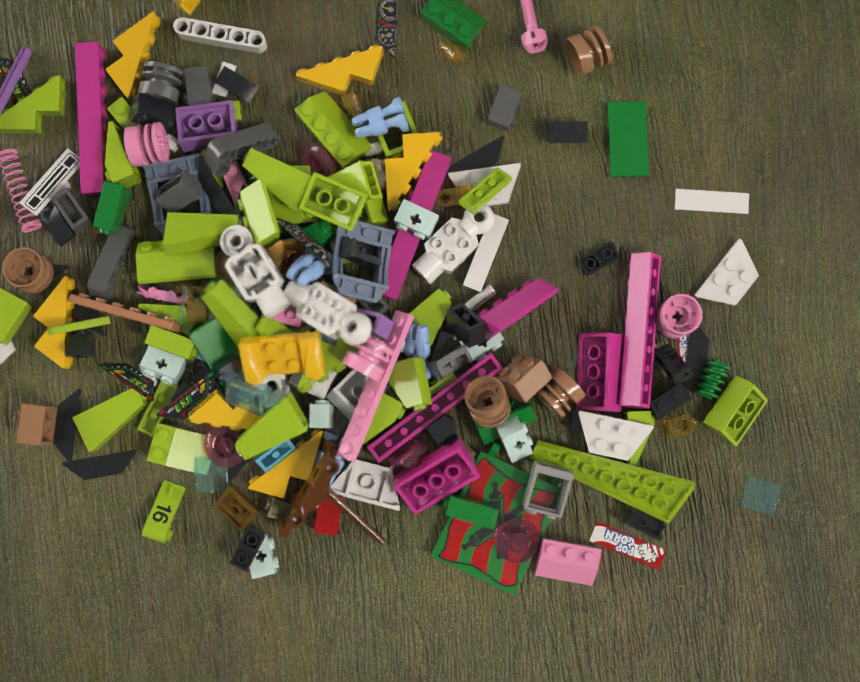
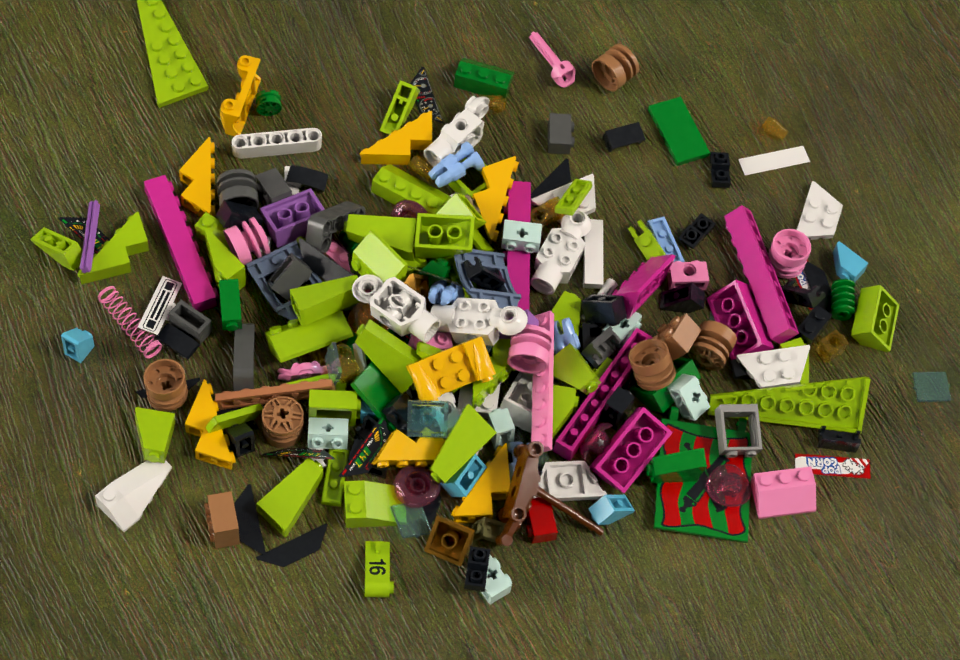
camera: 25 degrees left, 25 degrees down
(126, 352) = (279, 431): none -> medium nougat wheel
(355, 30) = (400, 107): none -> lime slope
(398, 525) = (610, 509): none -> medium azure slope
(409, 72) = (464, 127): none -> white brick
(544, 258) = (646, 242): none -> lime hinge
(553, 330) = (683, 299): none -> black slope
(563, 260) = (664, 236): none -> light blue tile
(577, 314) = (696, 269): none -> bright pink brick
(651, 196) = (720, 169): none -> black slope
(726, 165) = (774, 127): none -> clear yellow cone
(734, 343) = (848, 263): none -> medium azure slope

